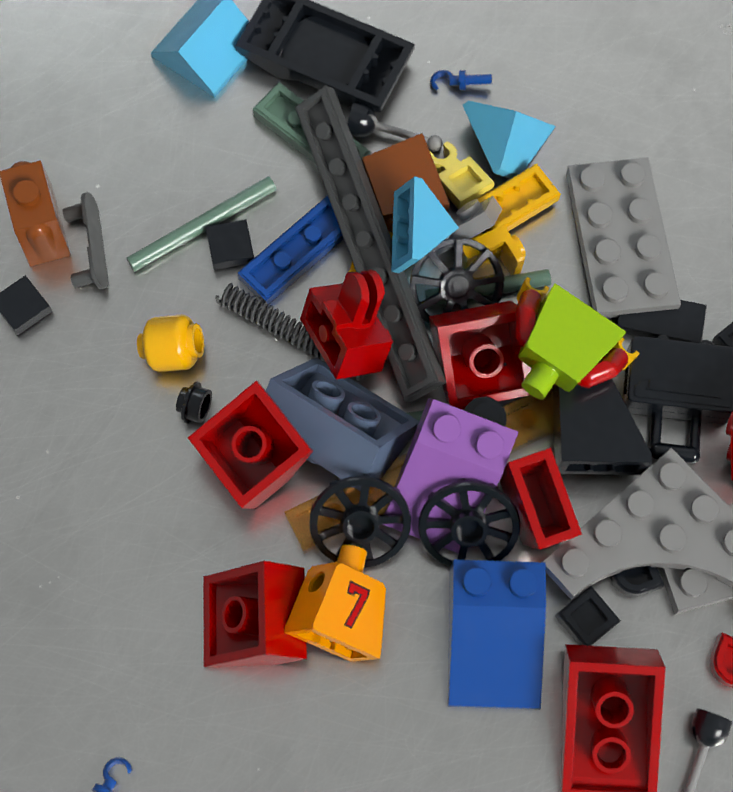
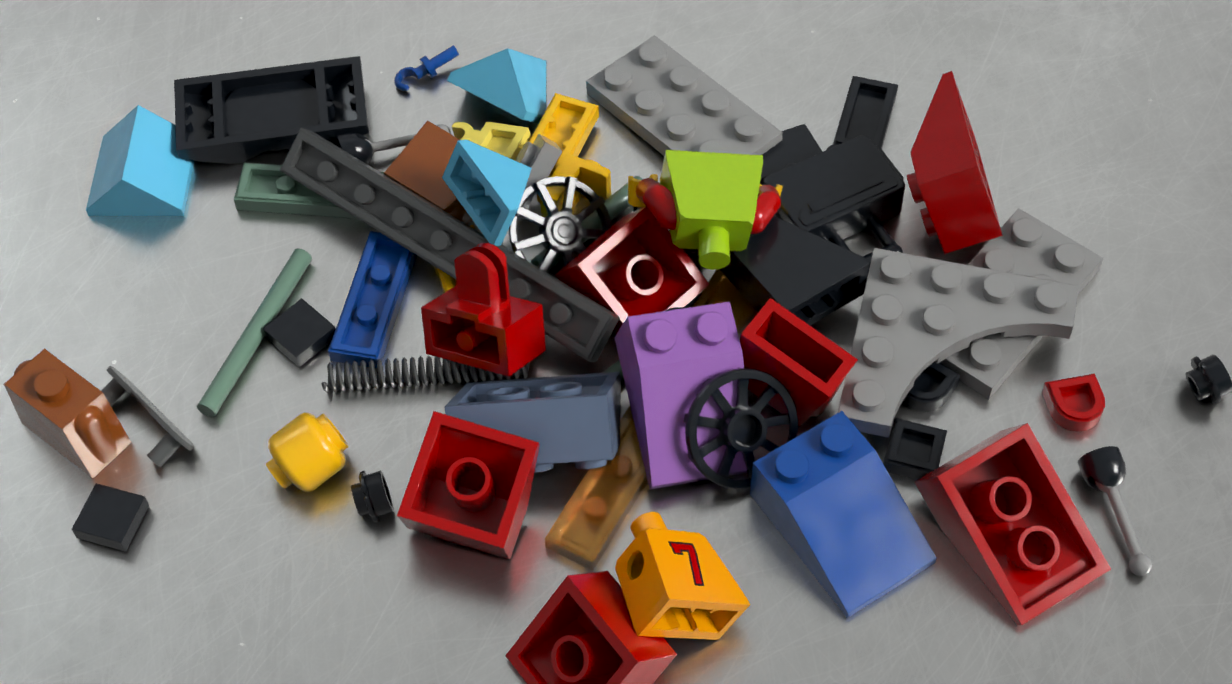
camera: 30 degrees left, 15 degrees down
(360, 521) = (632, 489): black wheel -> none

